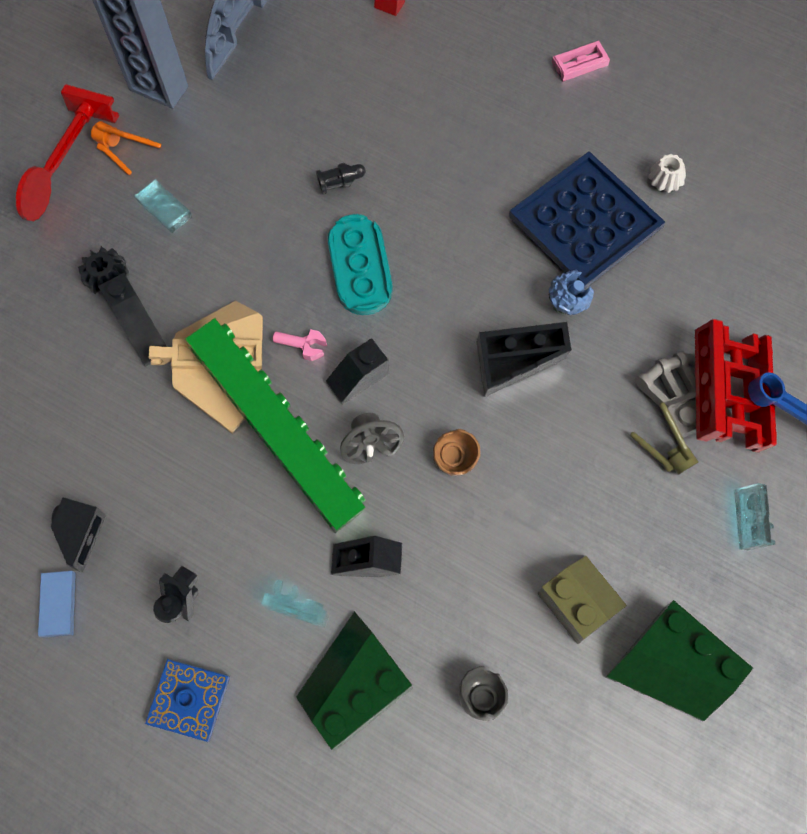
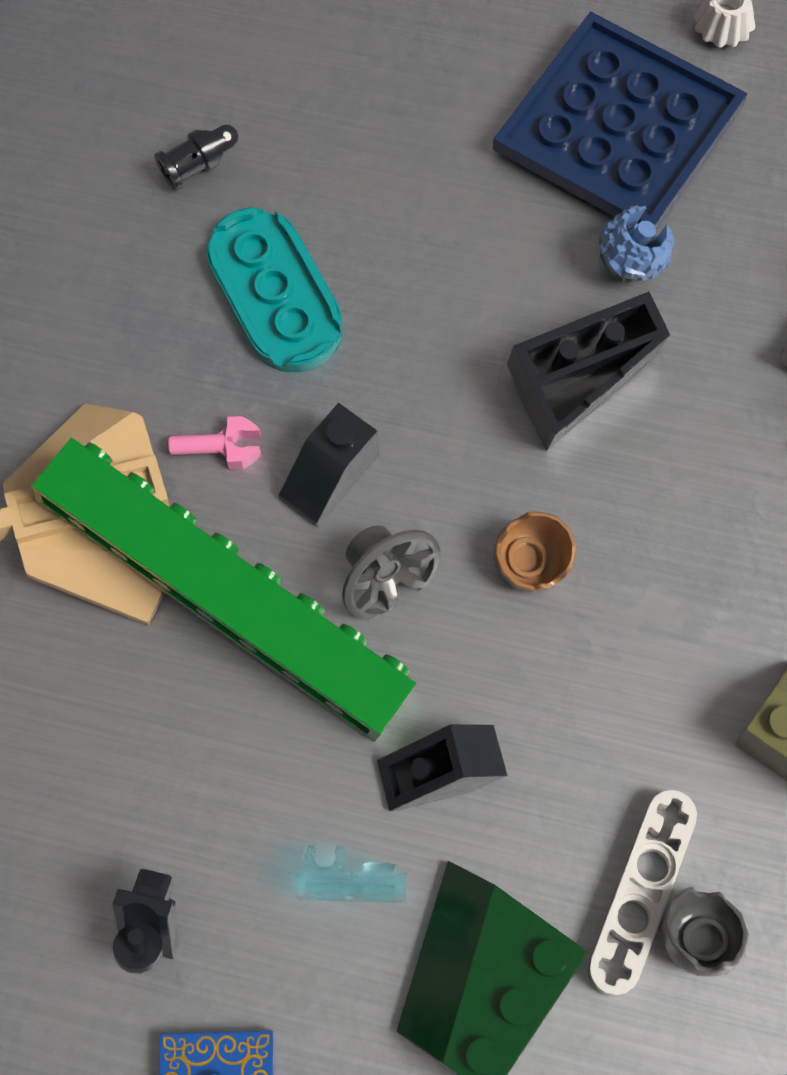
camera: 15 degrees left, 0 degrees up
(453, 658) = (648, 894): none -> white beam

